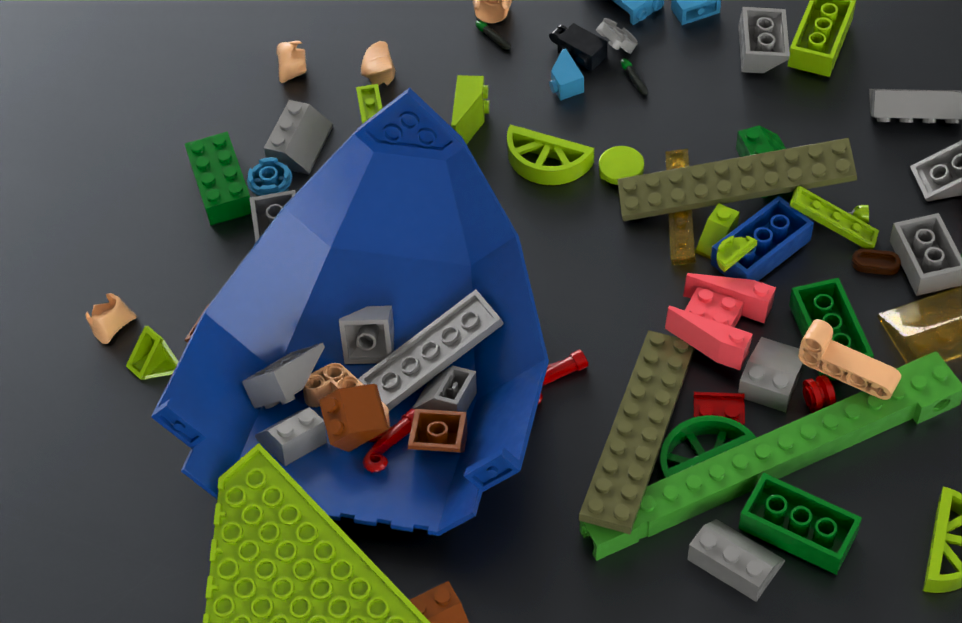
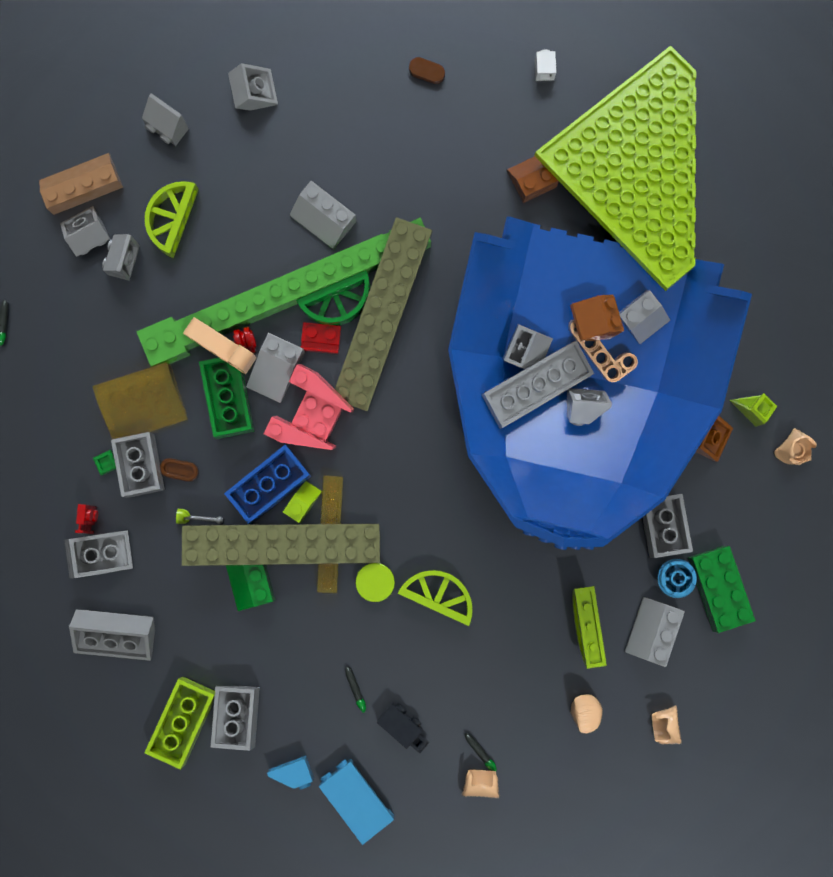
camera: 175 degrees right, 30 degrees up
(282, 378) = (651, 369): light grey slope -> none
(387, 440) = (553, 326): red plant -> none
(438, 431) = (533, 298): dark orange slope -> none
(469, 105) = (505, 647): lime slope -> none
(566, 77) = (417, 689): dark azure slope -> none
(575, 362) = (436, 381): red plant -> none
(618, 37) = (367, 723): light grey plate -> none
(732, 250) = (293, 466): lime tile -> none
(799, 523) = (275, 233): green brick -> none
(834, 218) = (206, 503): lime tile -> none

